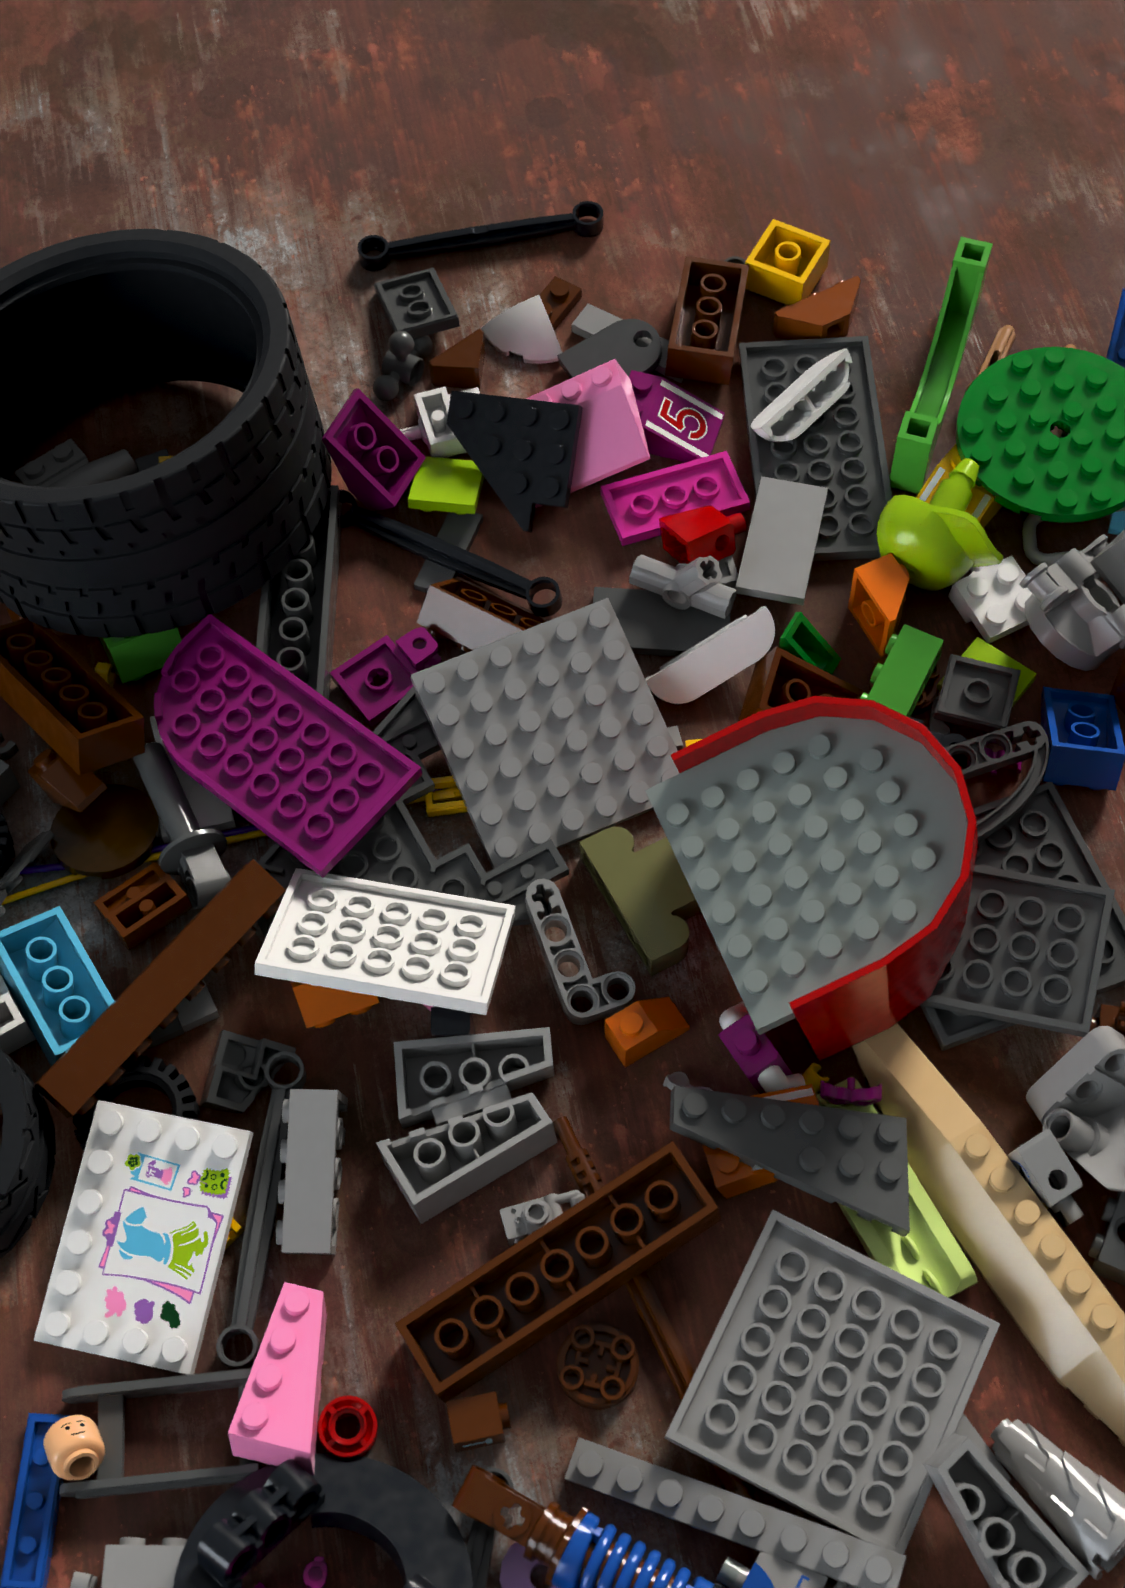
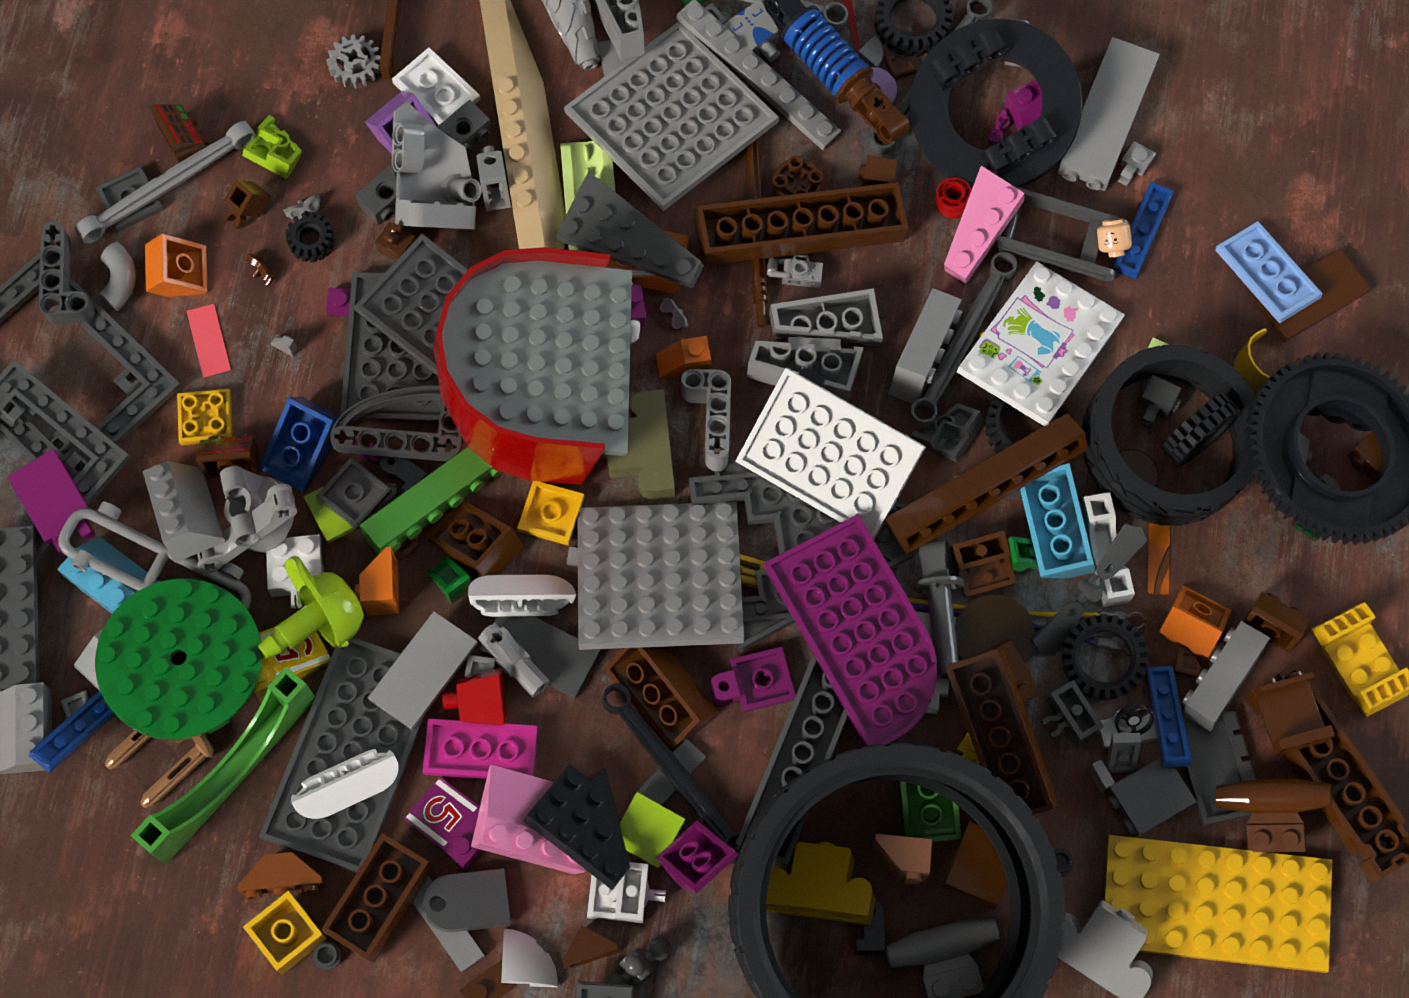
camera: 160 degrees left, 10 degrees up
(95, 930) = (1022, 554): none -> green slope

